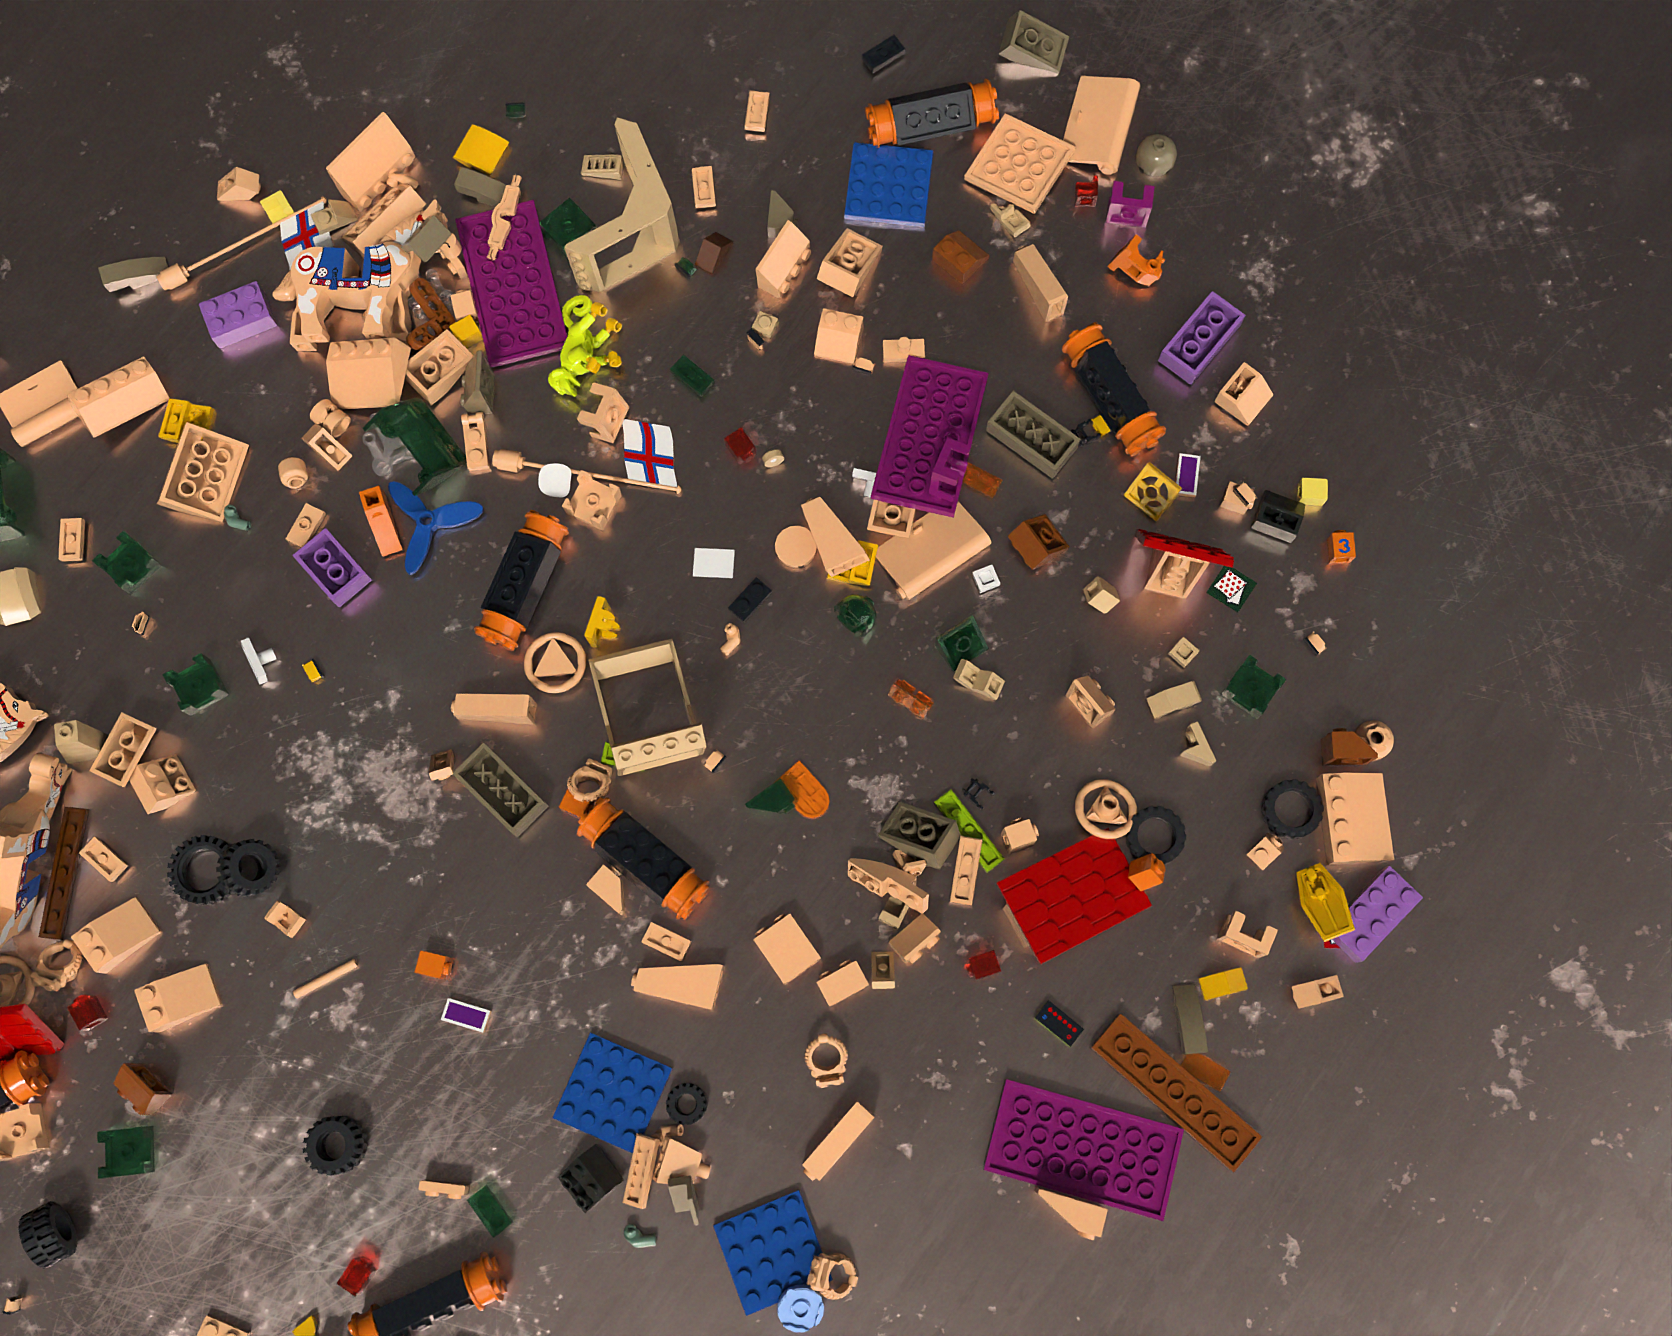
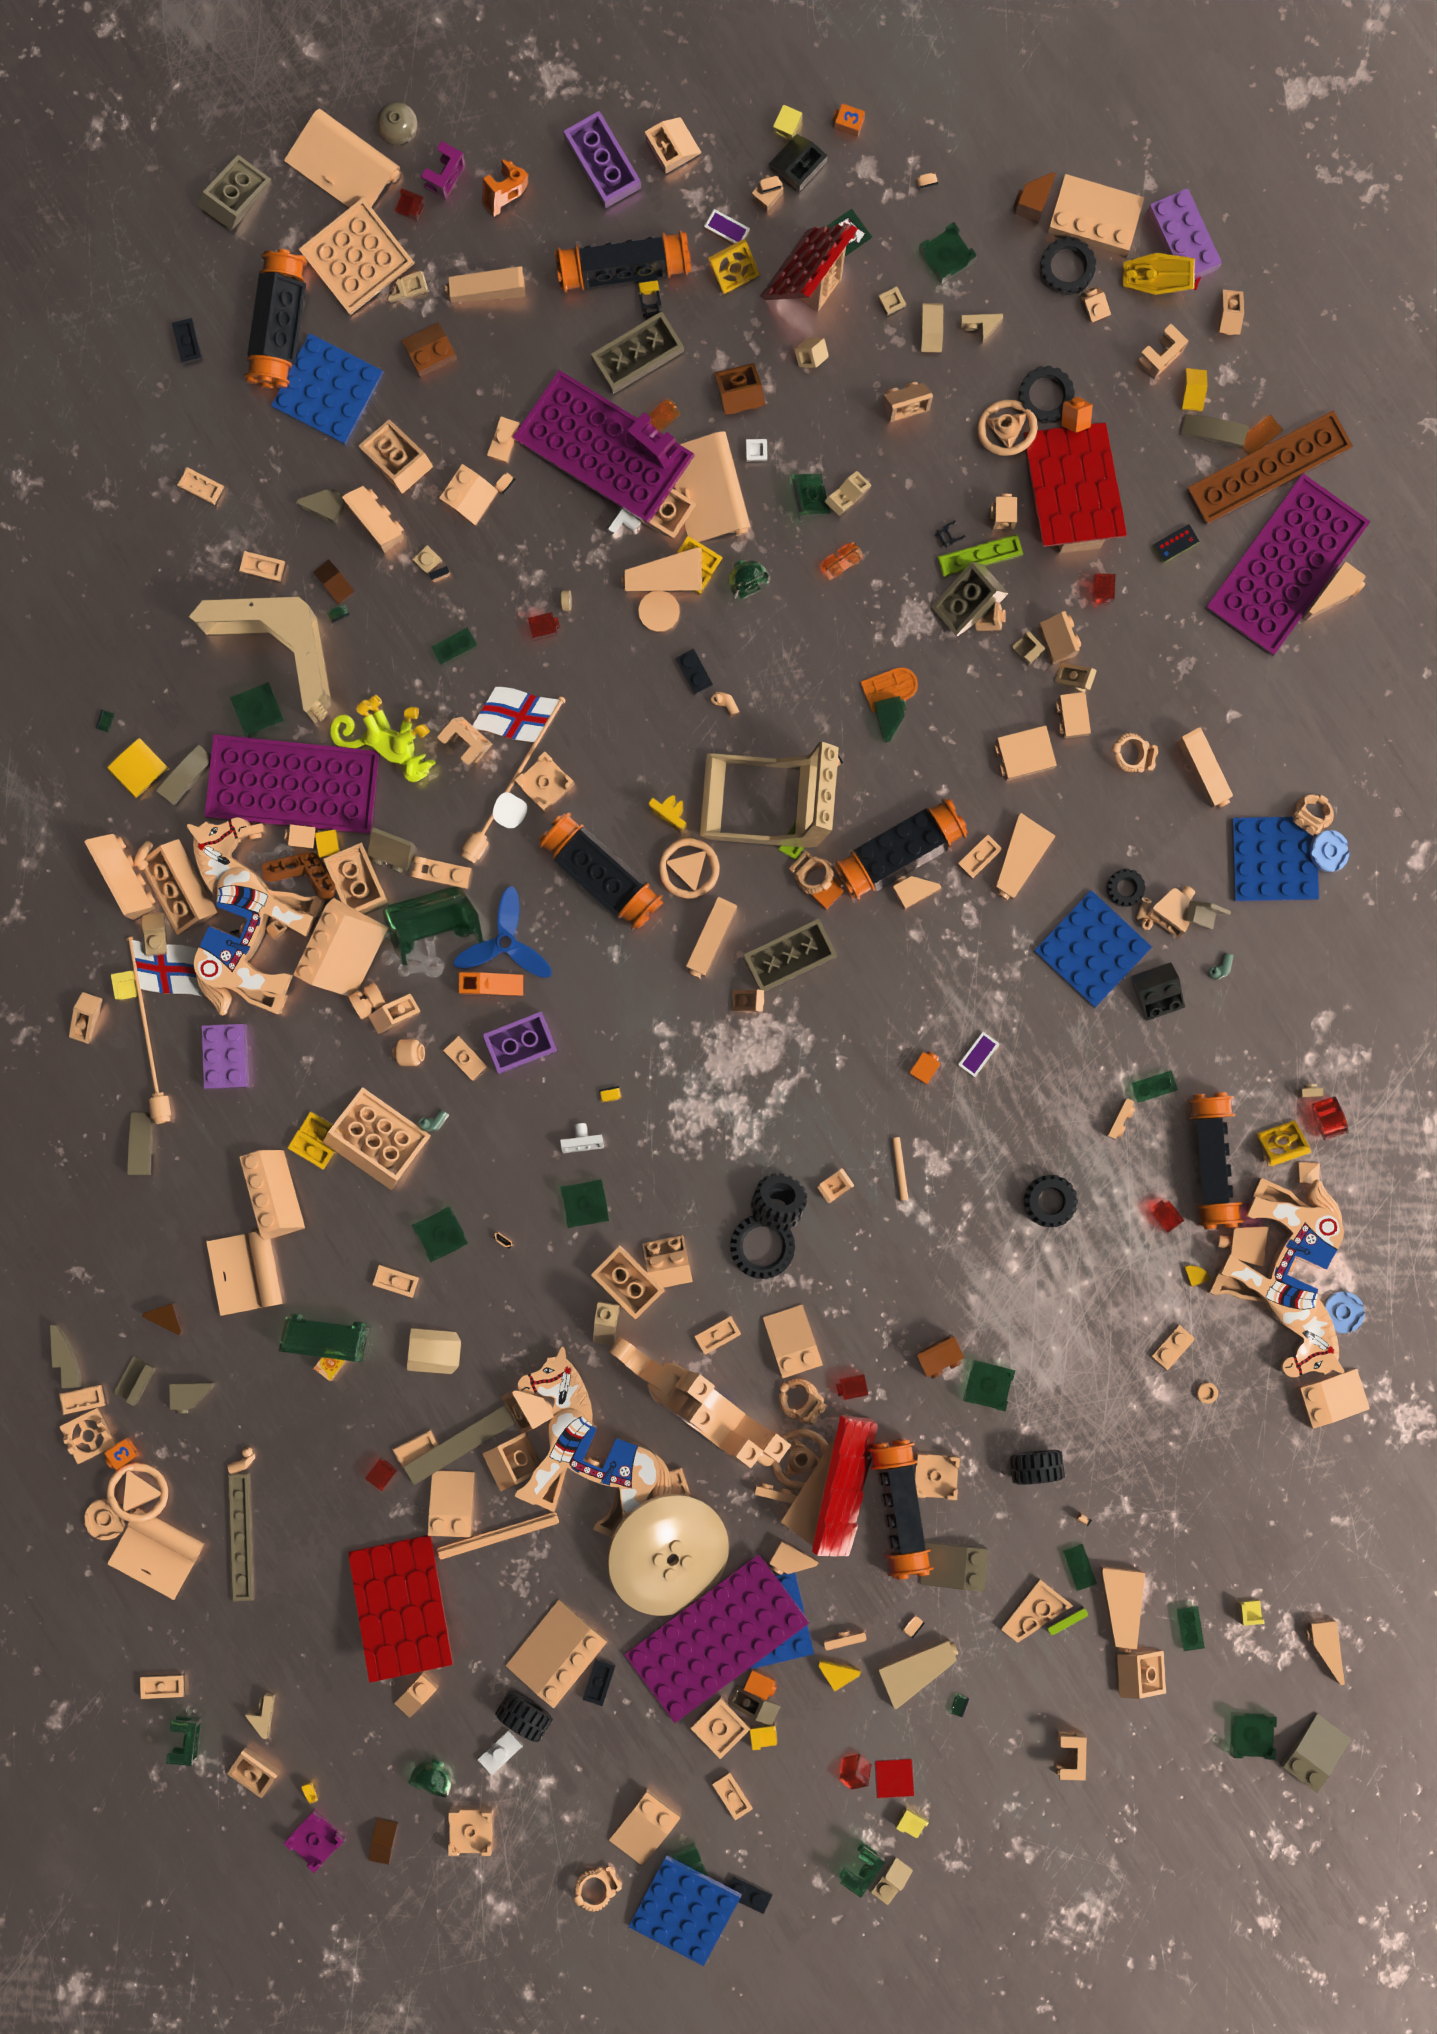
camera: 75 degrees left, 10 degrees up
(63, 873) = (718, 1376): reddish brown tile -> none
(177, 998) = (870, 1301): light nougat slope -> none
(427, 238) = (231, 844): dark tan panel -> none
(506, 207) = (231, 774): light nougat piece -> none
(613, 159) = (210, 654): tan slope -> none
(641, 1171) = (1168, 945): light nougat plate -> none
(713, 563) = (644, 692): white sticker -> none
(885, 878) = (997, 644): light nougat slope -> none
(966, 870) = (1015, 571): light nougat tile -> none
(1365, 730) = (1023, 173): light nougat piece -> none

